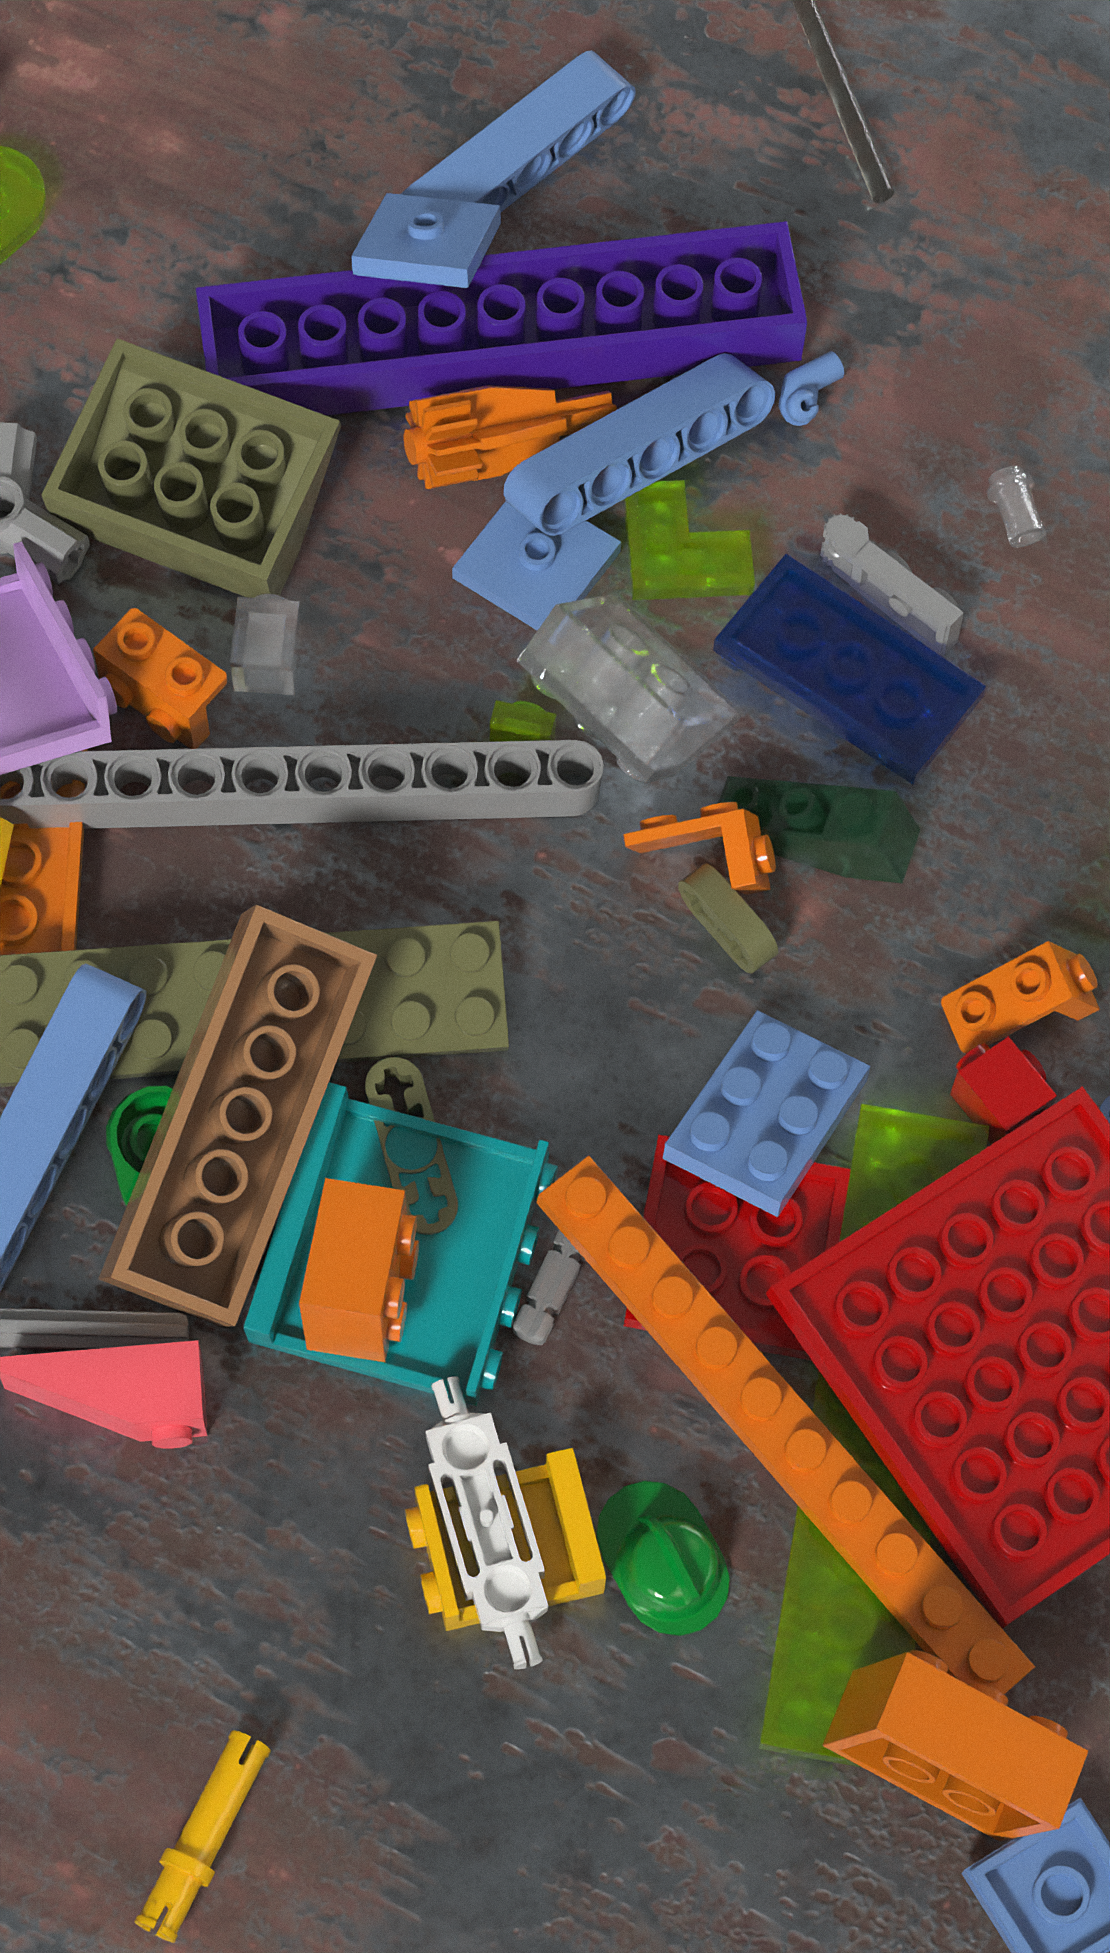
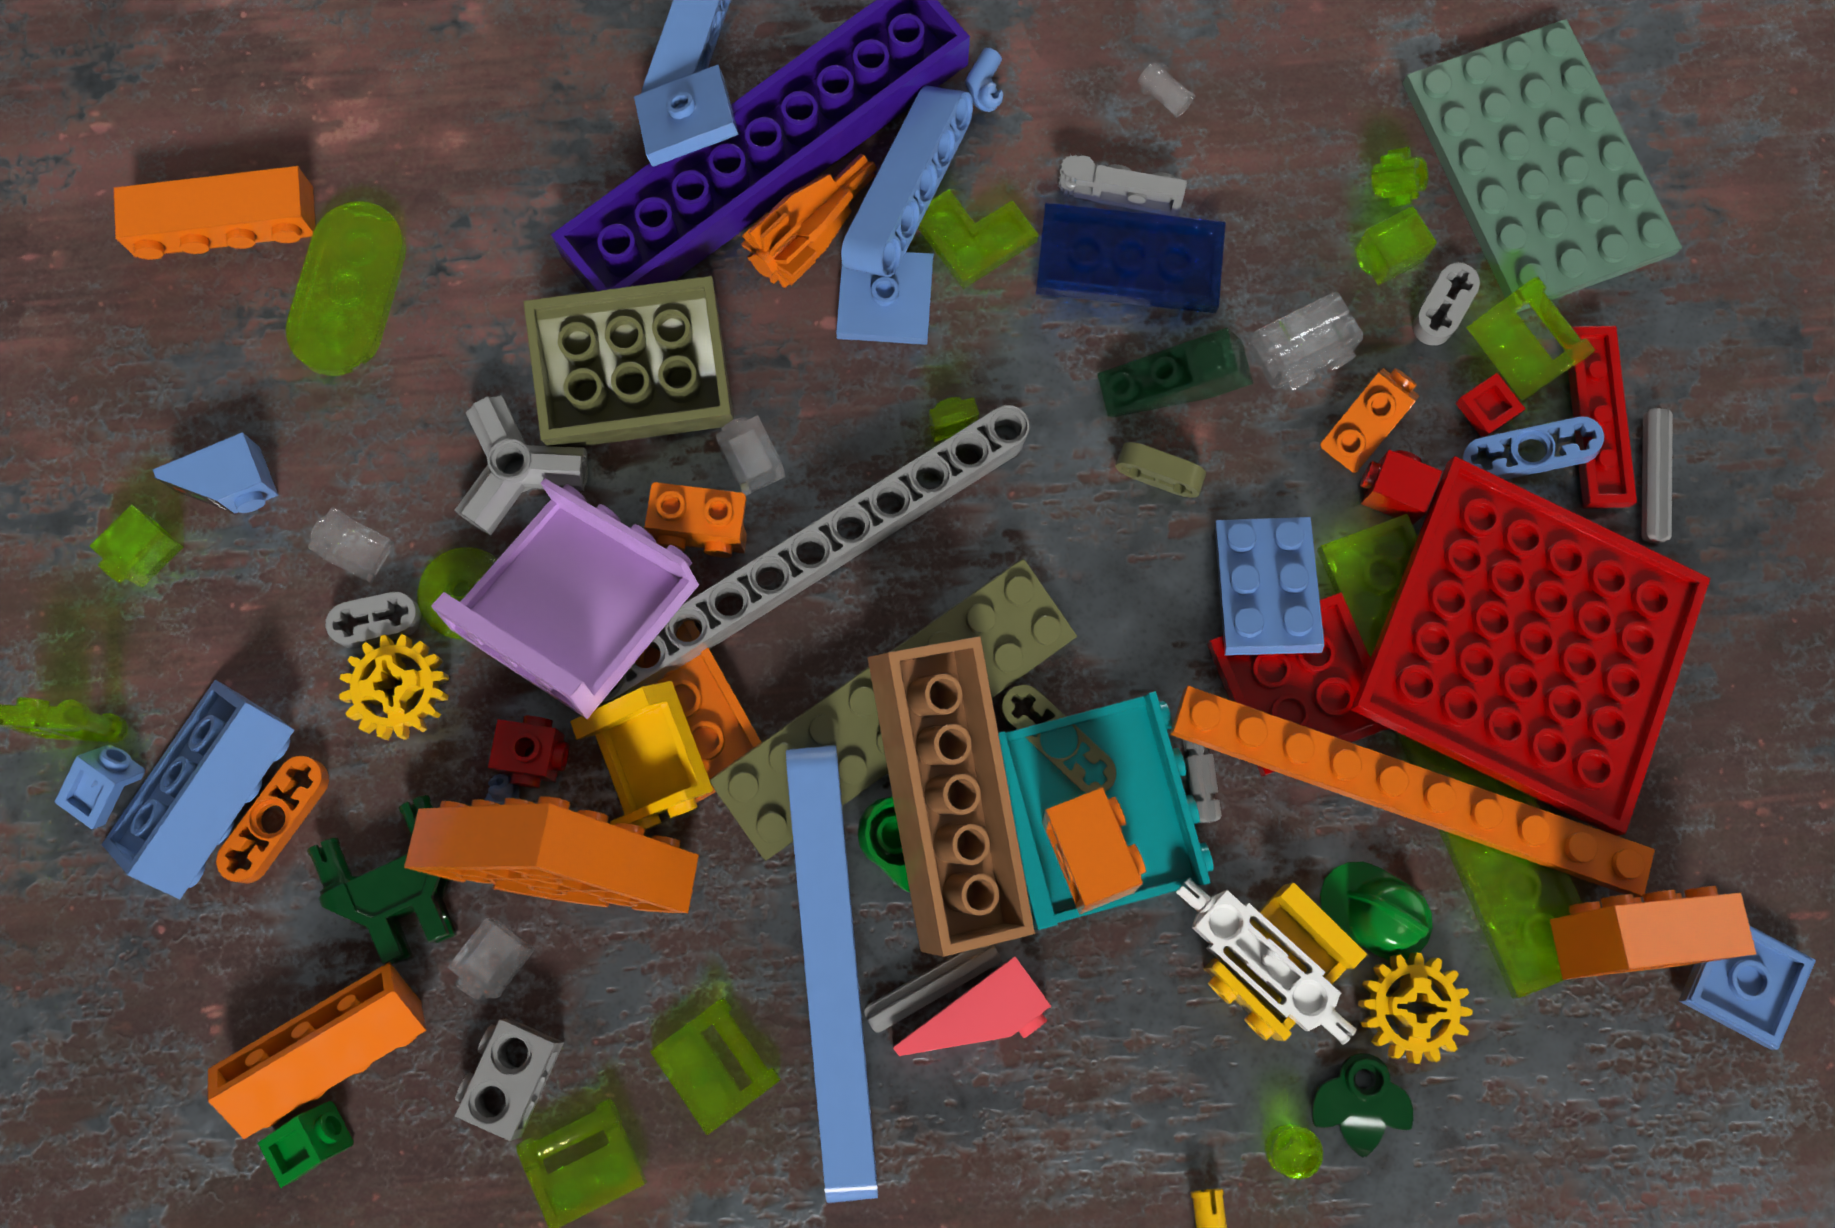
camera: 30 degrees left, 10 degrees up
(375, 1739) = (1304, 1151): none -> clear neon green wheel
(491, 1765) = (1362, 1111): none -> dark green plate
(627, 686) = (1000, 350): clear slope -> none
(653, 1702) = (1413, 1027): none -> yellow gear
(747, 852) = (1153, 420): orange bracket -> none
(996, 871) = (1306, 341): none -> clear brick

